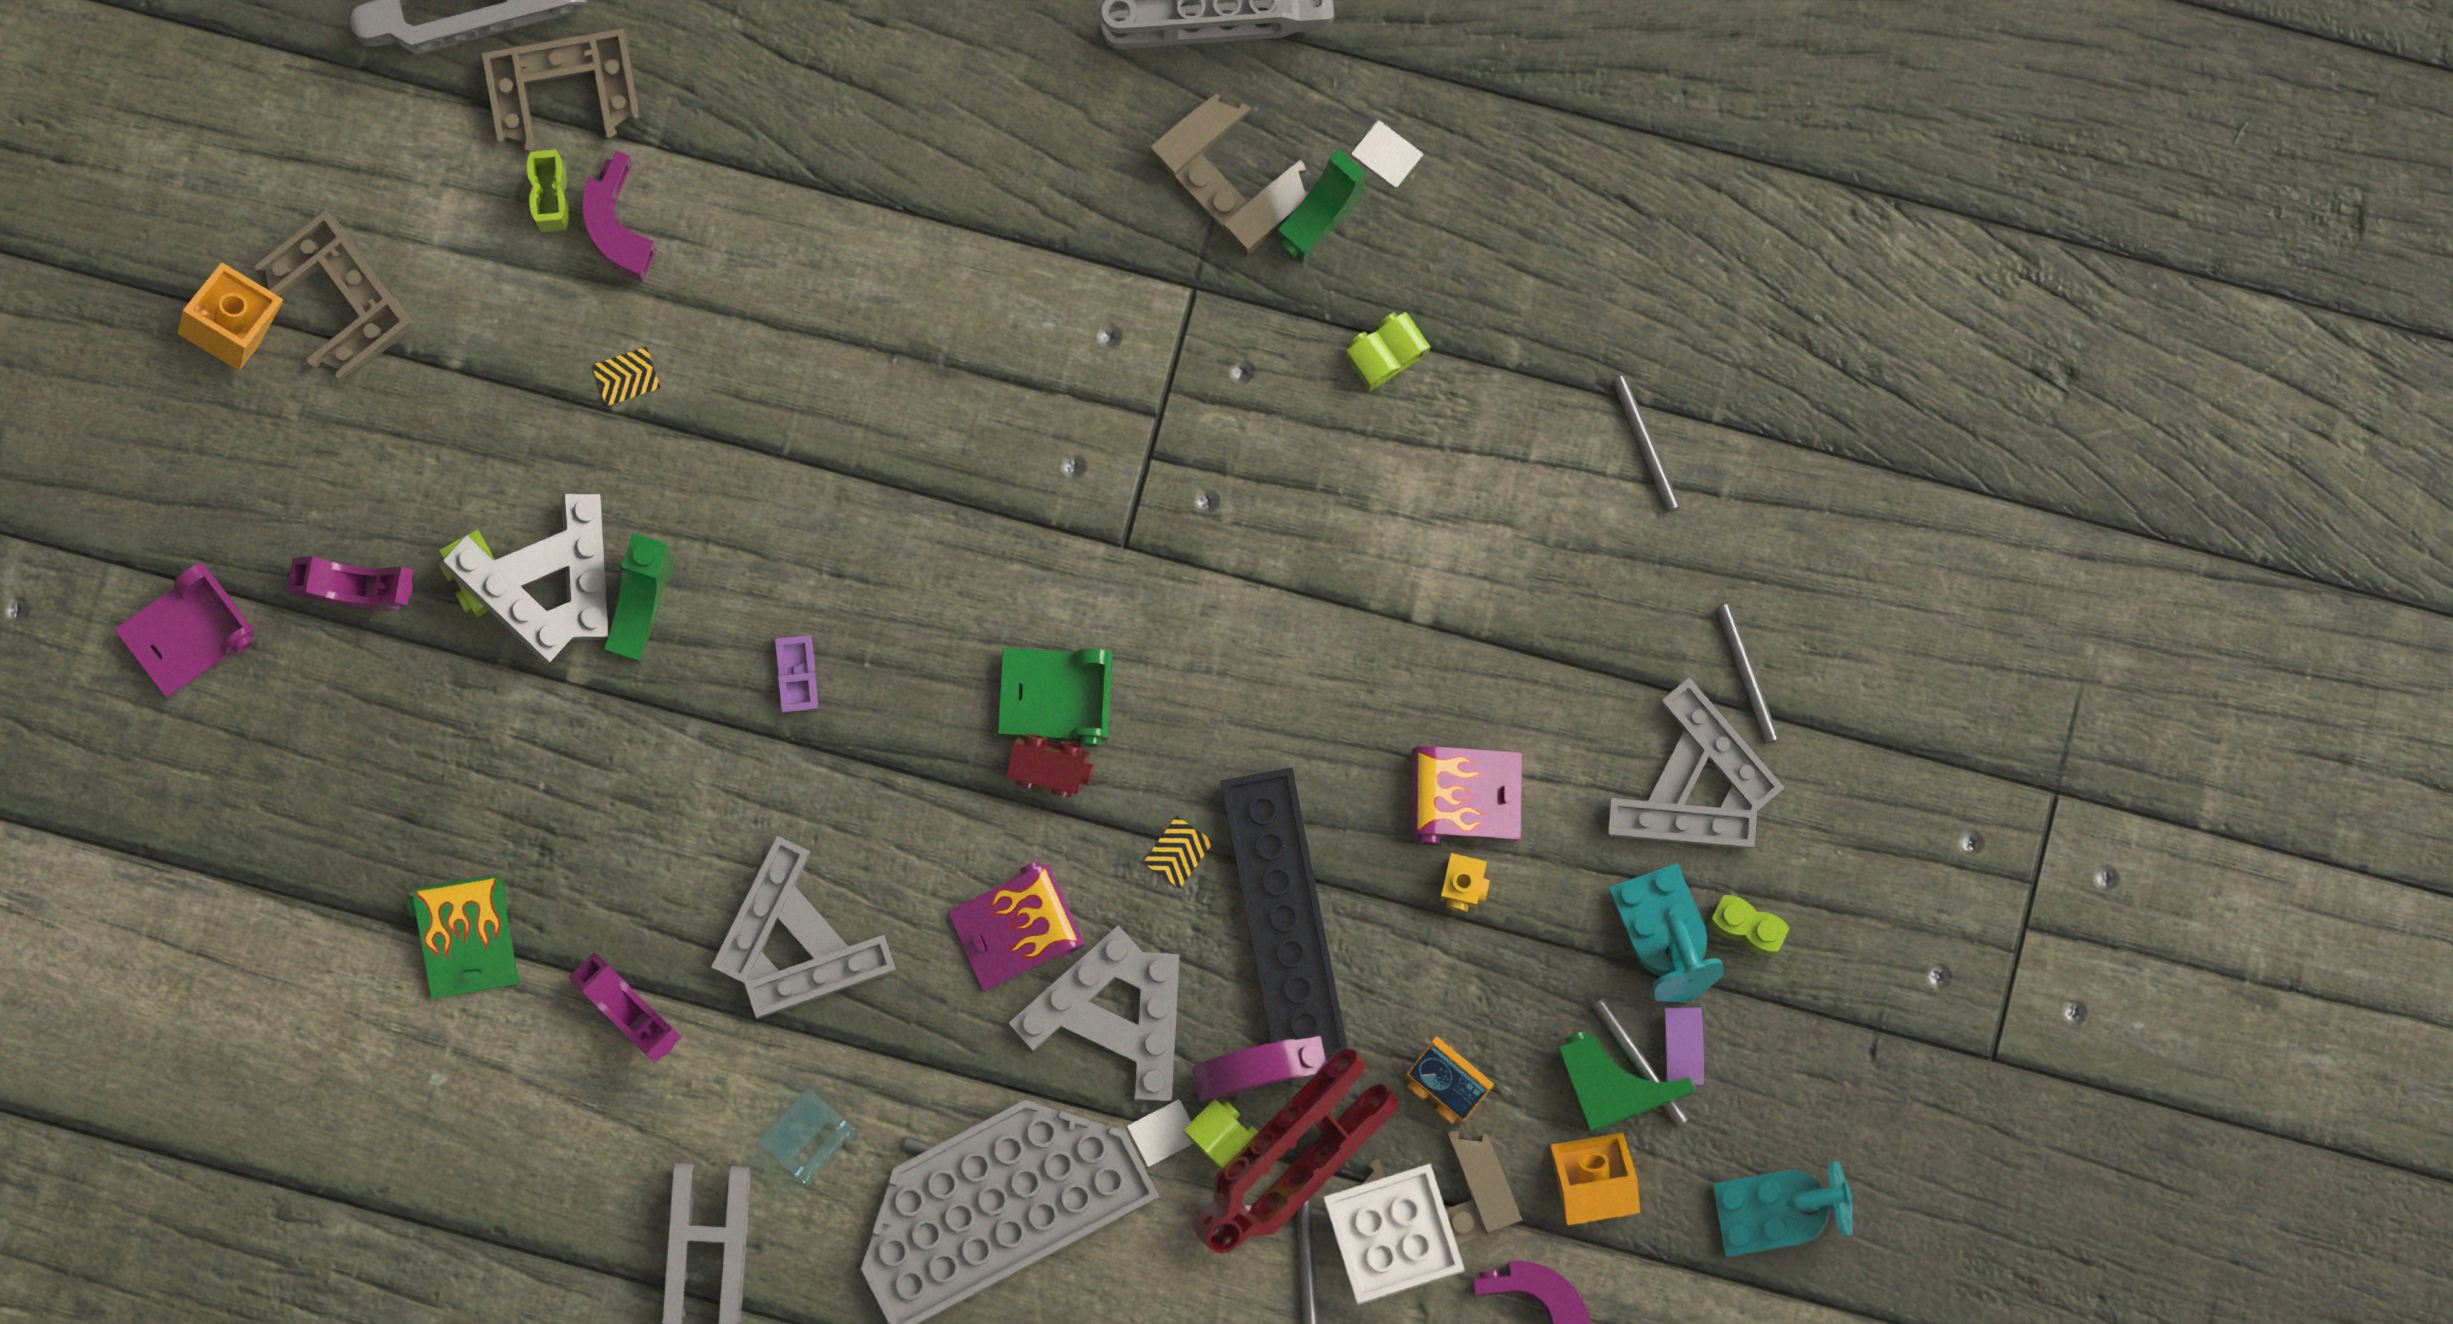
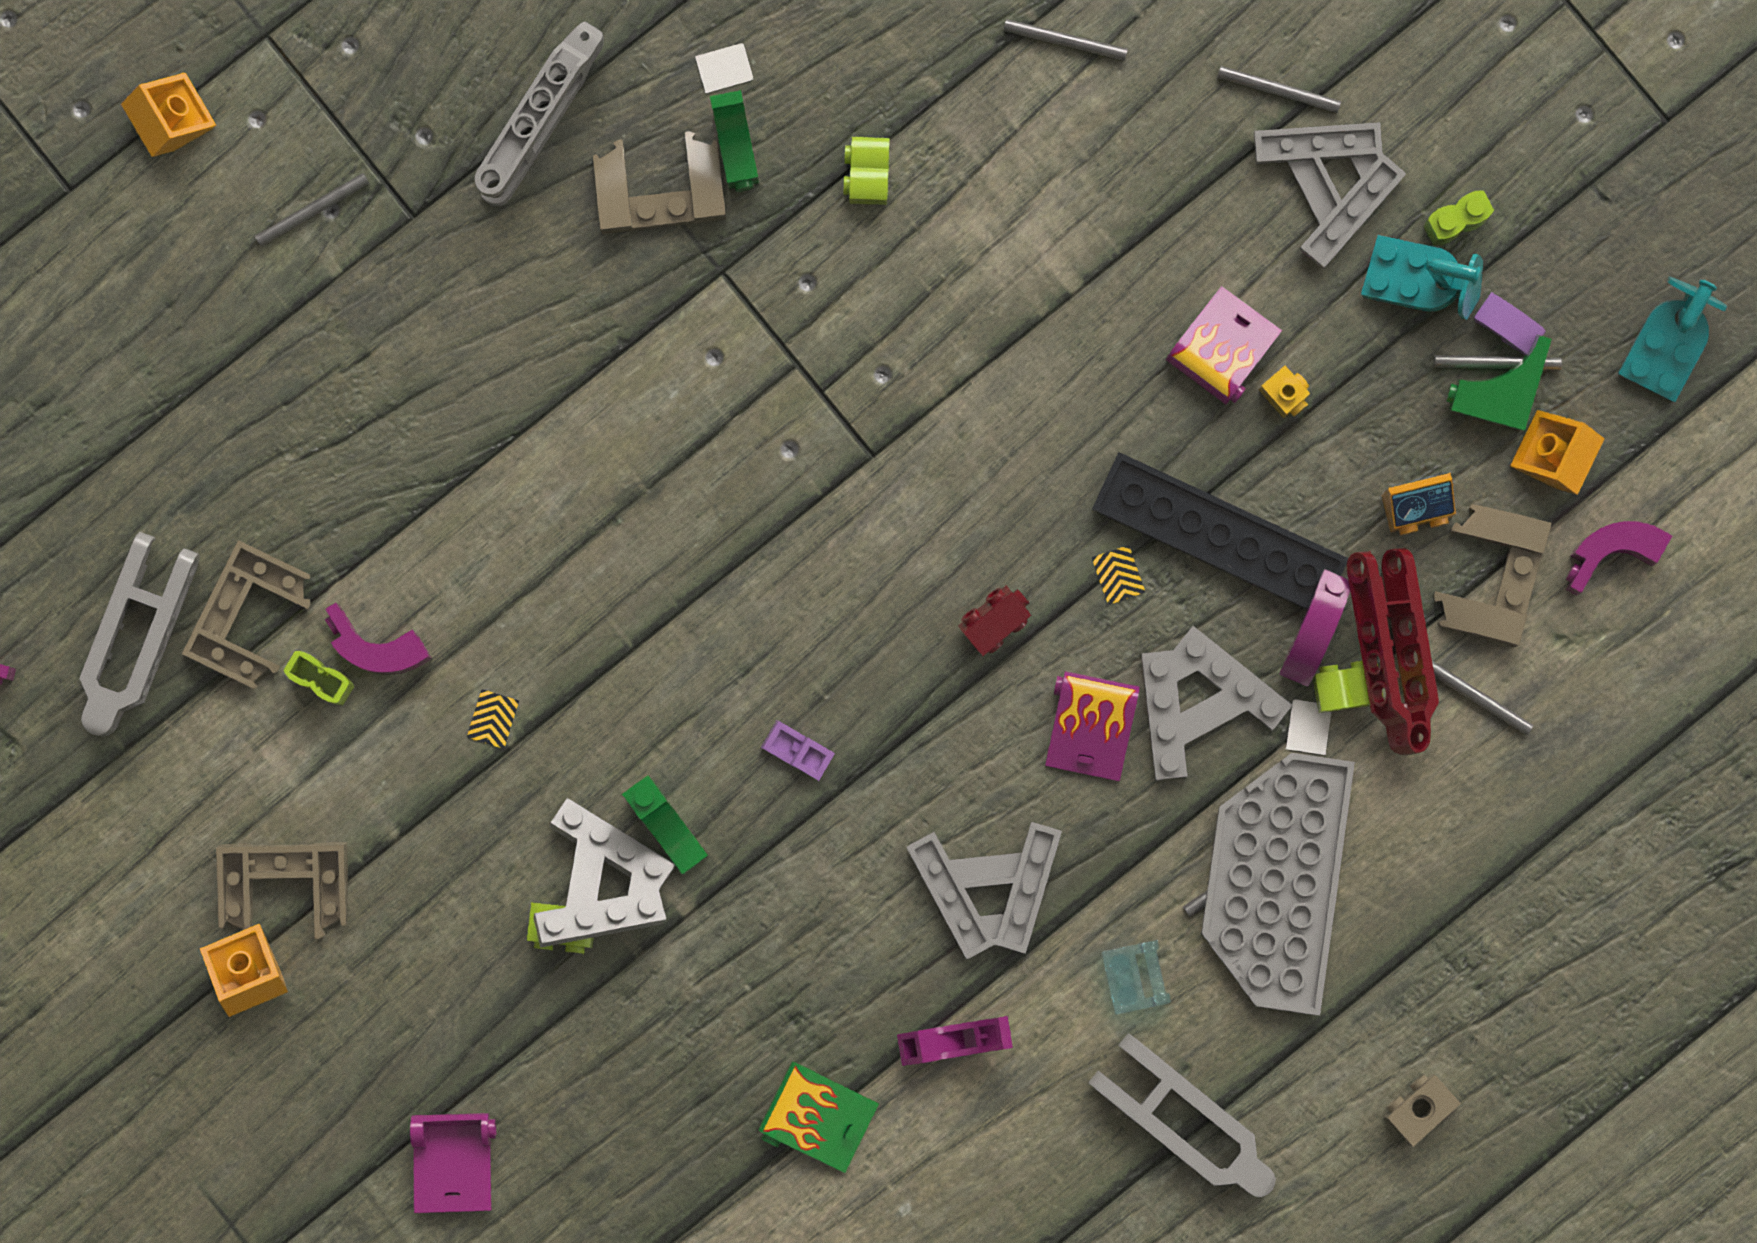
camera: 45 degrees left, 5 degrees up
(350, 585) = (505, 1020): magenta arch -> none
(1061, 694) = (947, 575): green door -> none
(1394, 1234) = (1500, 618): white plate -> none

